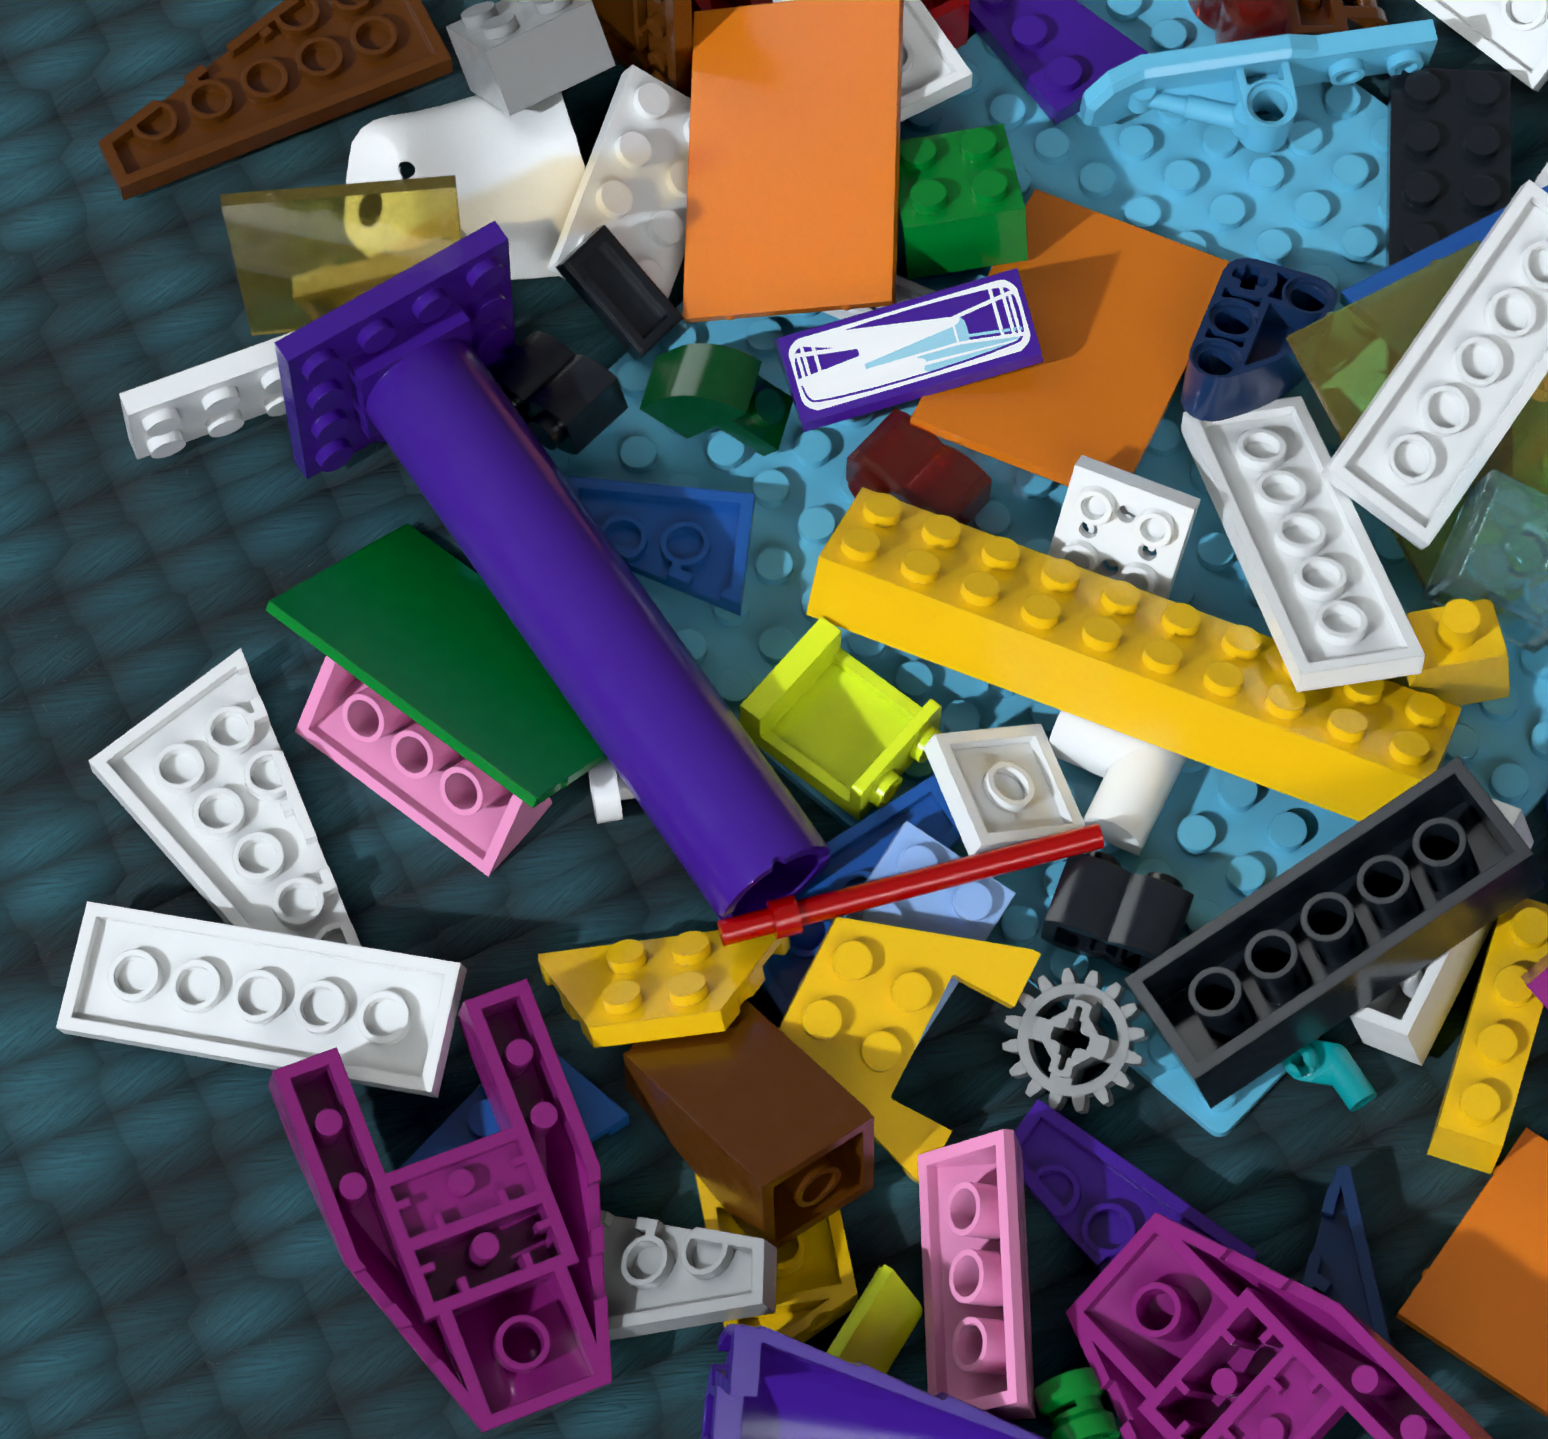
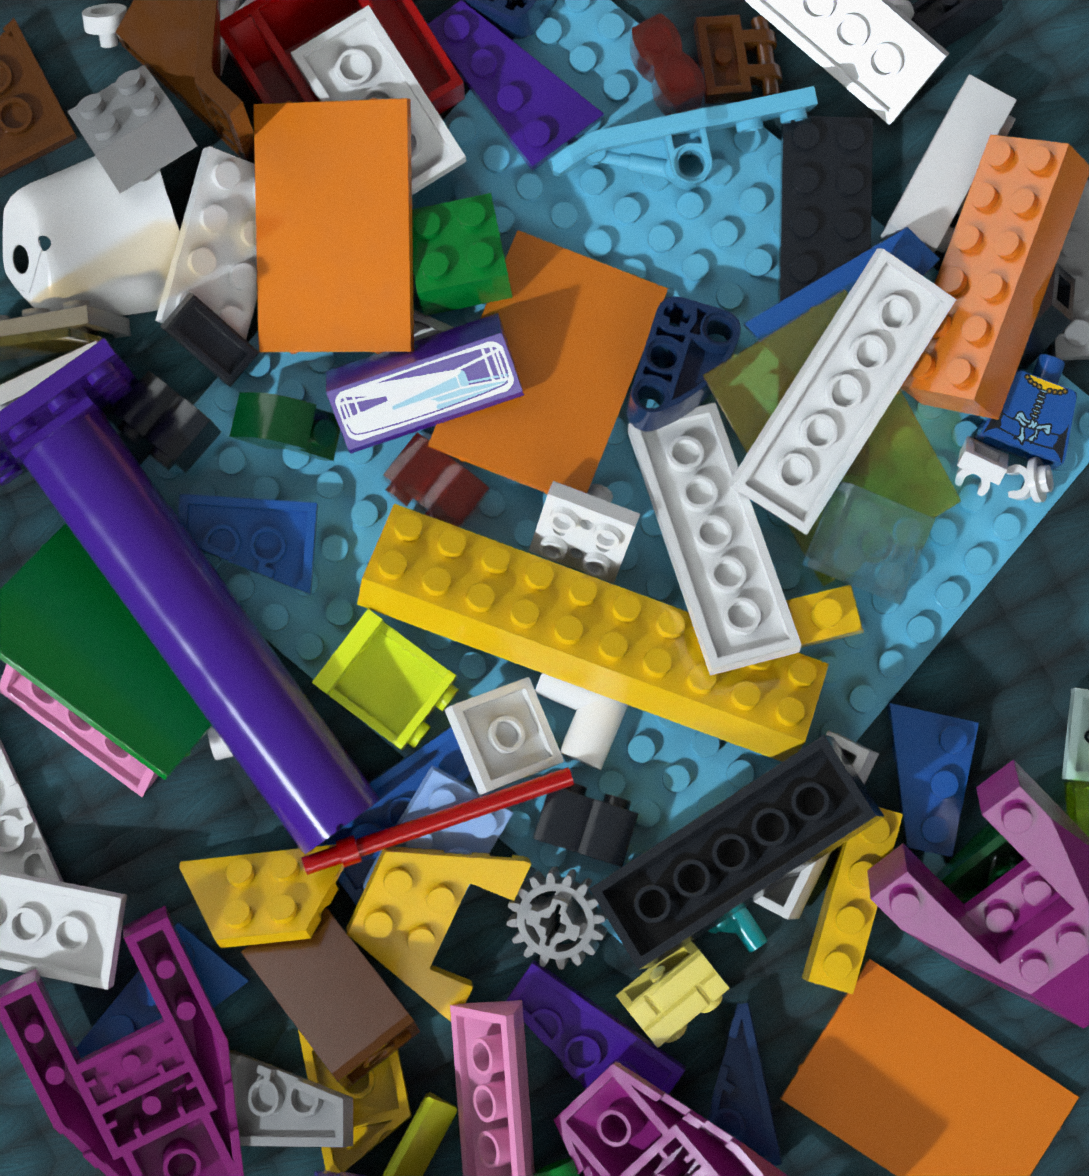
camera: 10 degrees left, 20 degrees up
(1241, 1149) = (673, 994): none -> light yellow brick

